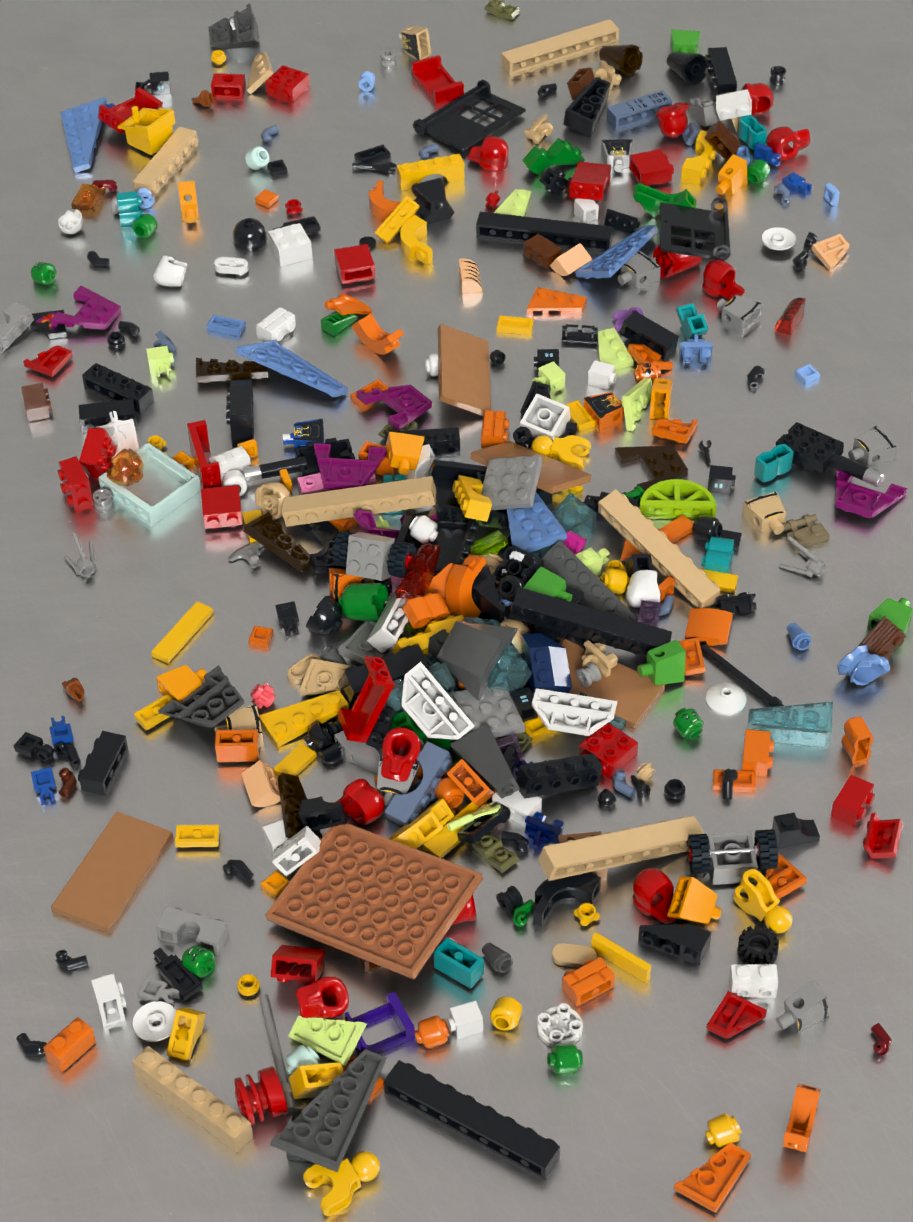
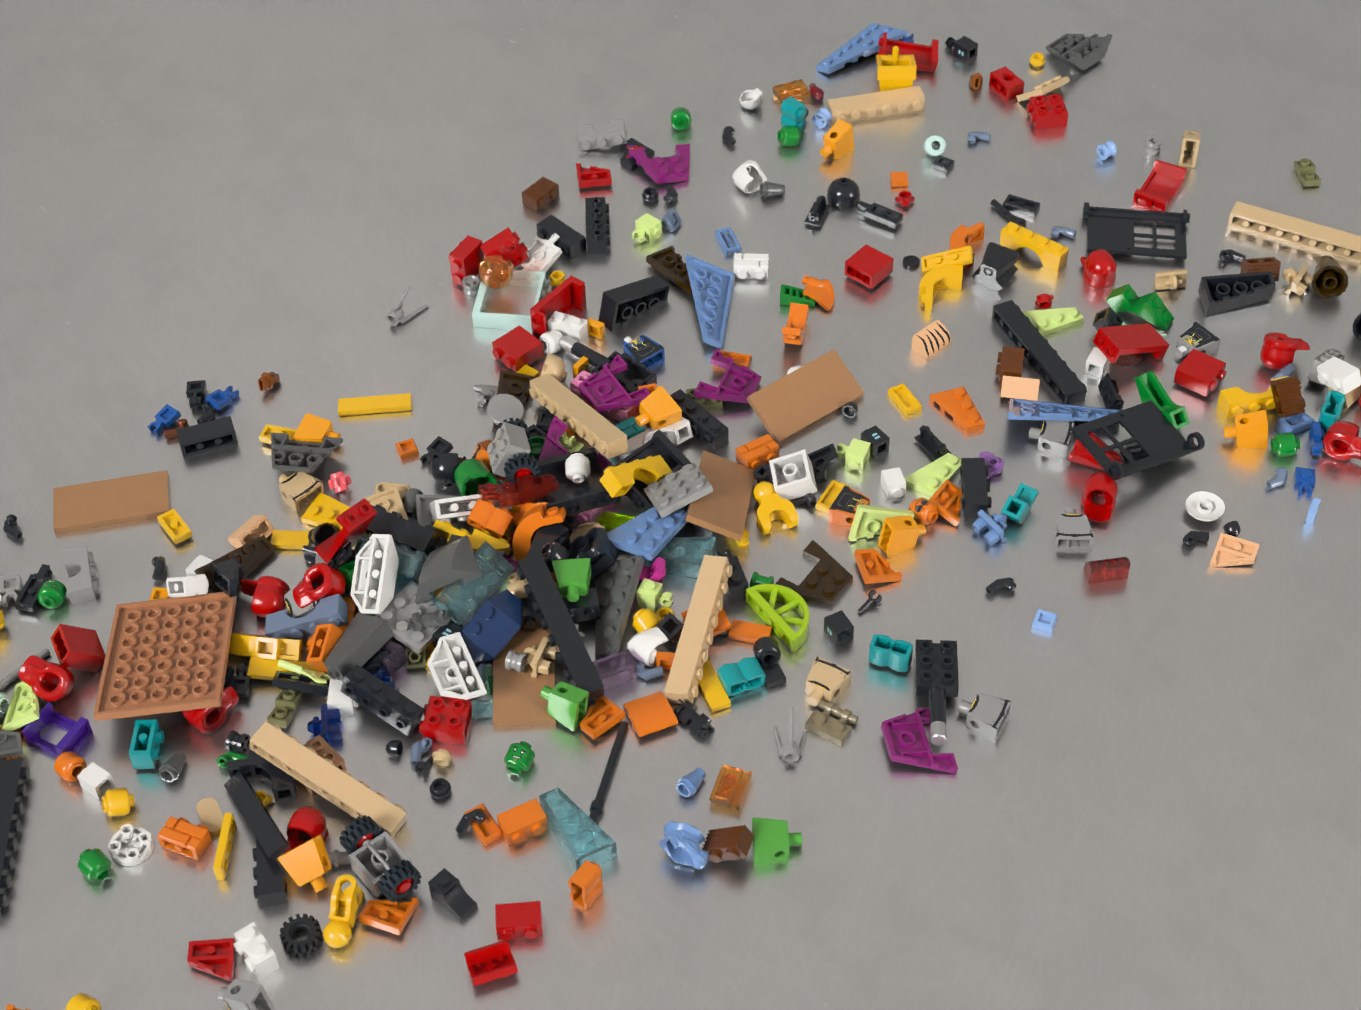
camera: 55 degrees right, 0 degrees up
(196, 270) = (770, 189): none -> dark grey cone
(231, 265) = (796, 204): white plate -> none
(237, 745) = (274, 496): orange brick -> none
(245, 980) = (47, 633): yellow plate -> none
(255, 262) = (817, 212): none -> black hinge
(290, 244) = (853, 220): white brick -> none
(293, 547) = (504, 407): none -> light grey tile
(505, 700) = (435, 619): none -> dark grey piece
(512, 837) = (307, 714): black arm -> none
(613, 915) = (256, 815): none -> black tile
(637, 110) = (1264, 321): sand blue brick -> none
(726, 699) = (581, 777): white dish -> none
(821, 616) = (730, 787): none -> clear orange plate

